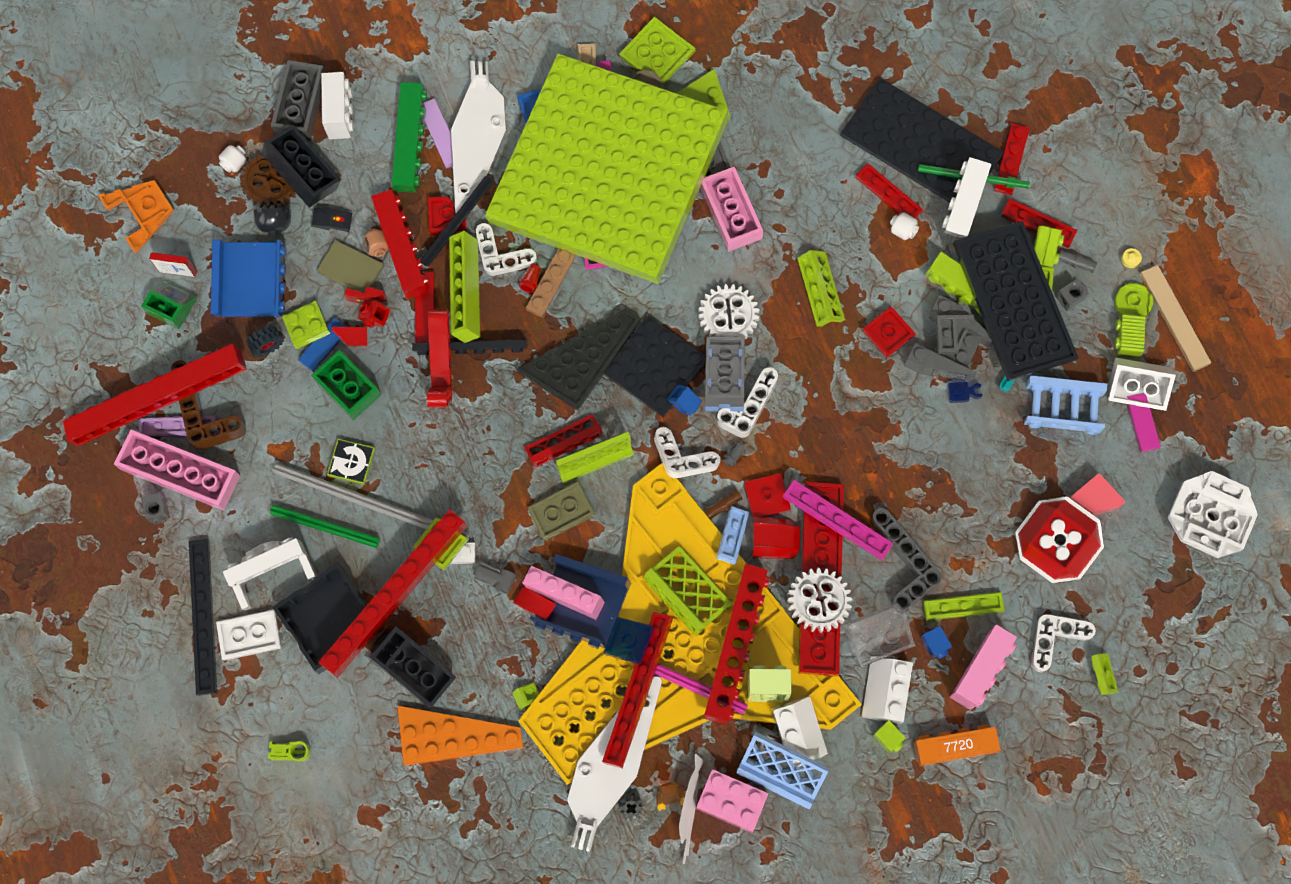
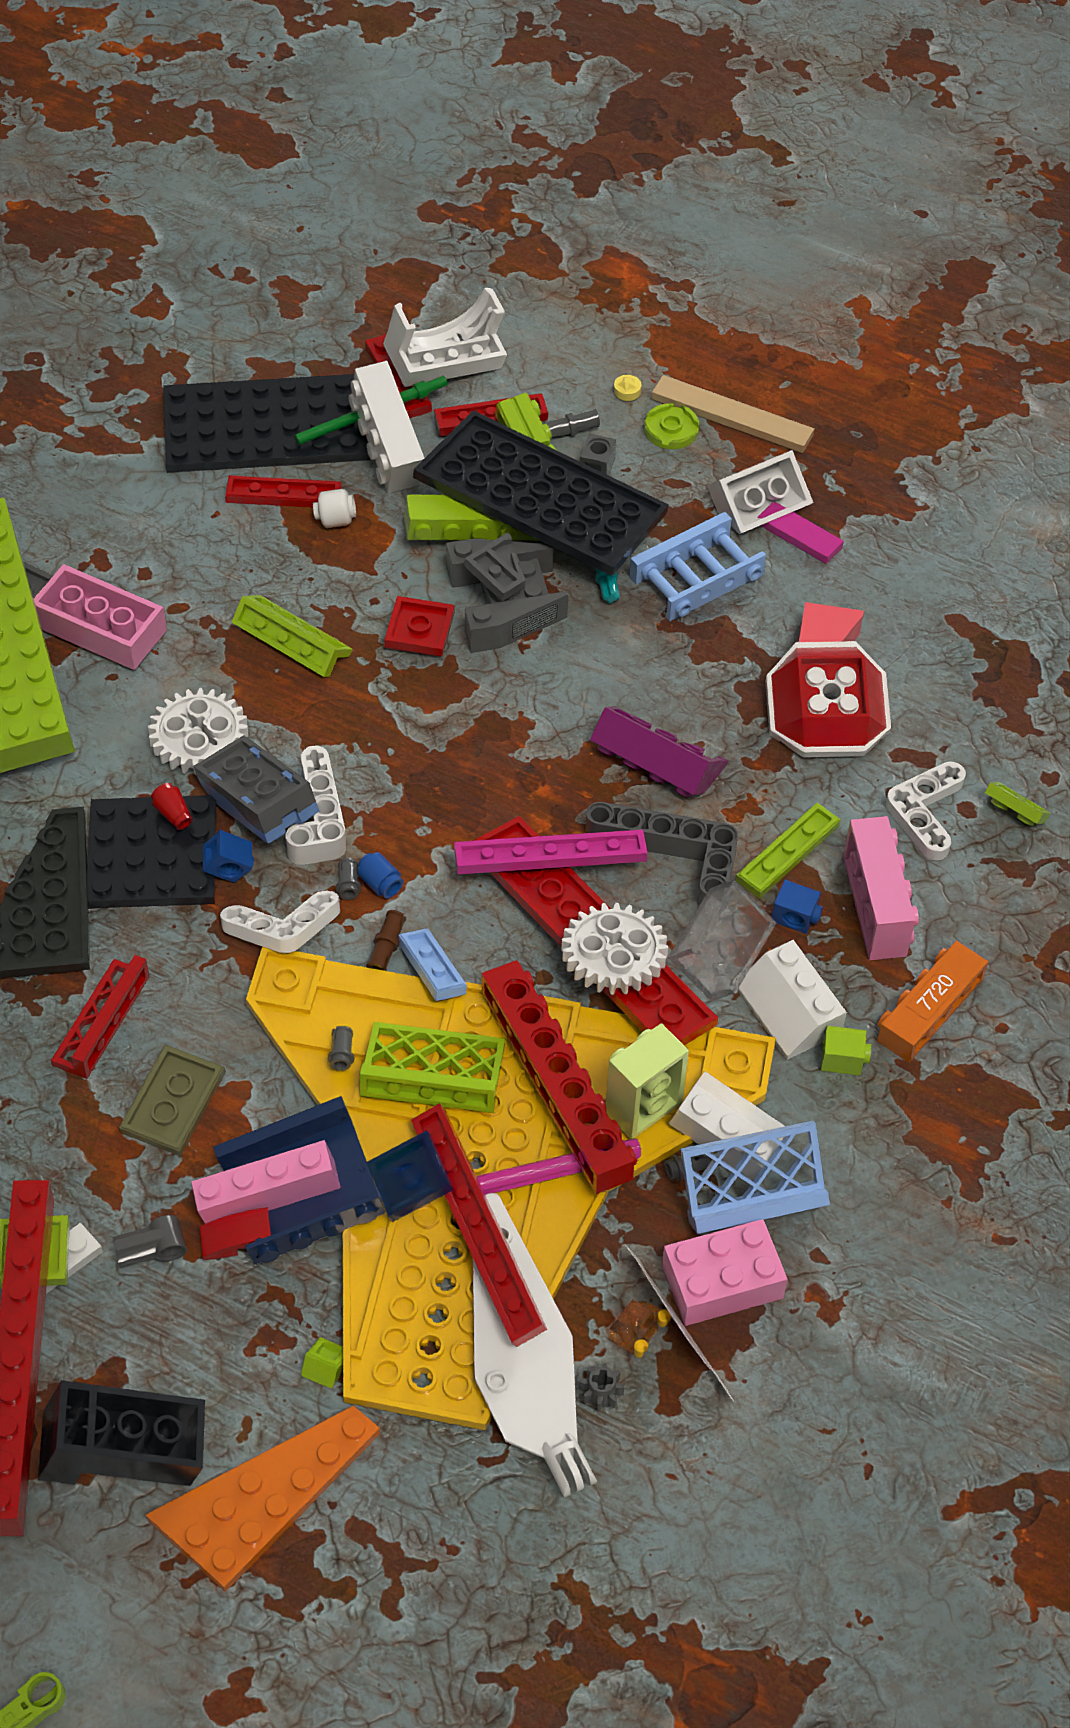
camera: 45 degrees left, 20 degrees down
(594, 457) = (163, 998): lime fence -> none
(650, 551) = (340, 1055): none -> dark grey pin
(679, 352) = (171, 805): none -> red cone
(749, 465) = (380, 875): none -> blue brick
(766, 496) = (434, 897): red plate -> none
(775, 538) = (488, 935): red slope -> none
(944, 501) = (656, 752): none -> magenta wedge
(960, 392) = (566, 634): clear blue plate -> none
(1043, 160) = (439, 351): none -> white piece
(1130, 335) = (702, 455): lime brick -> none
(1228, 503) = (967, 558): white piece -> none

